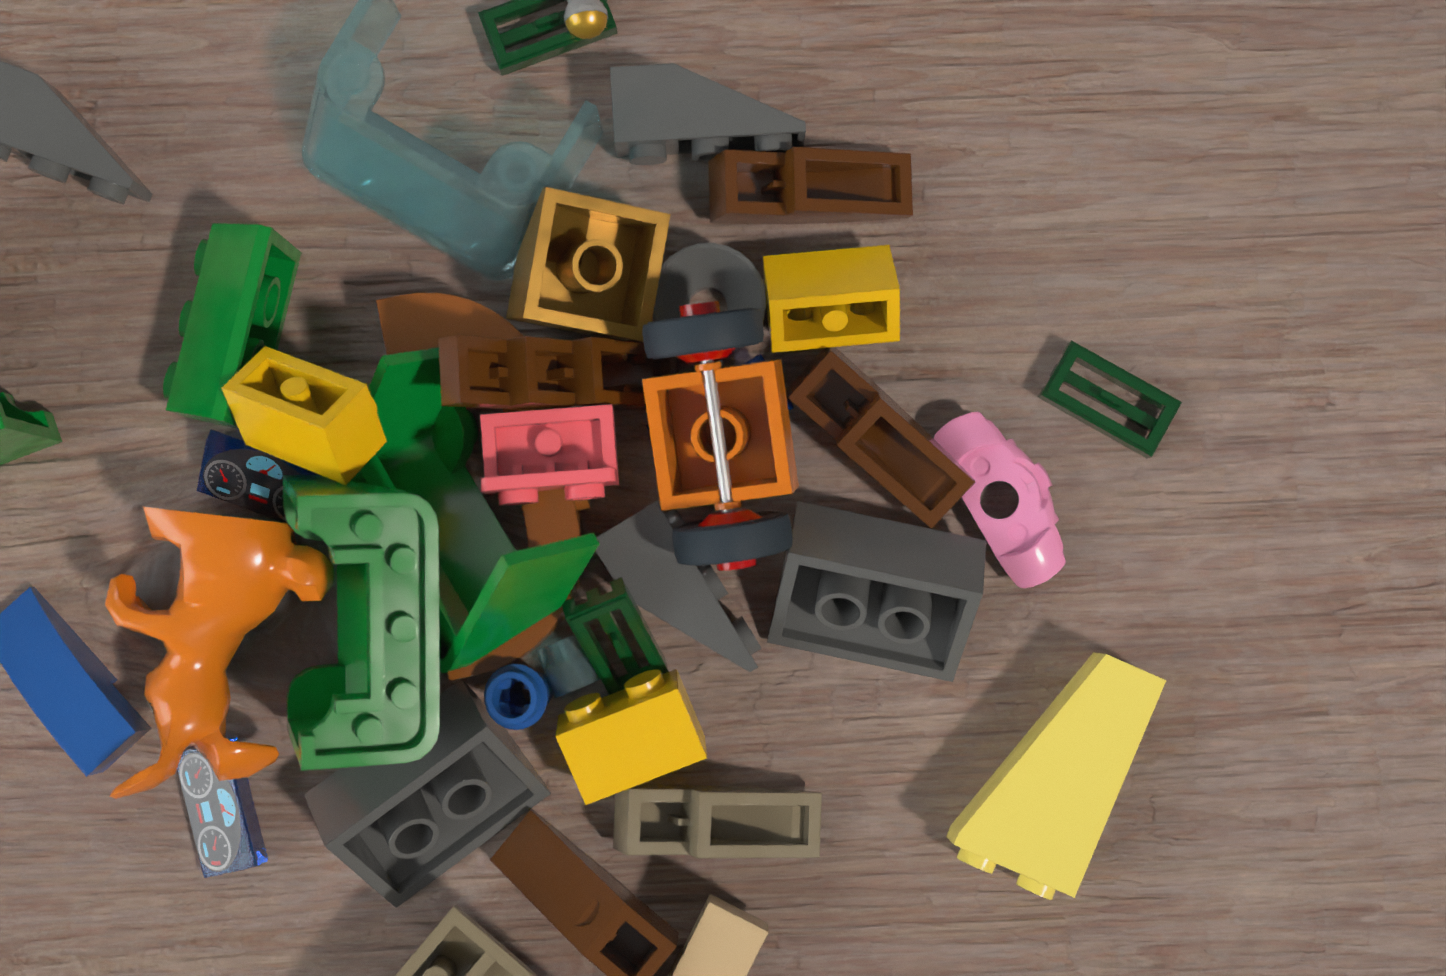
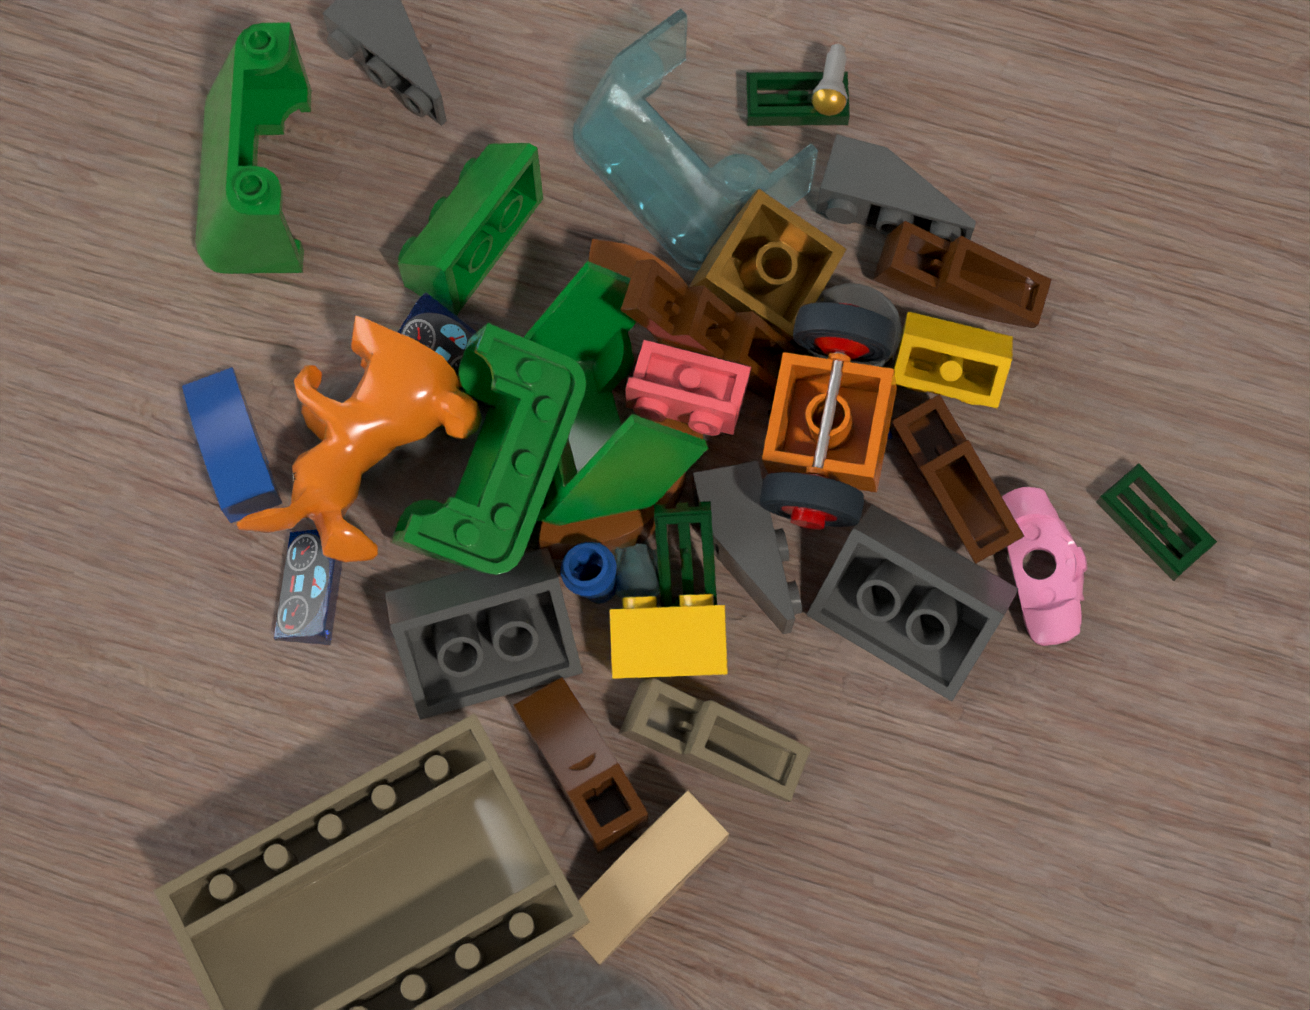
camera: 20 degrees right, 15 degrees down
(305, 414) = (509, 287): yellow brick -> none
(1061, 780) = (1016, 812): light yellow slope -> none

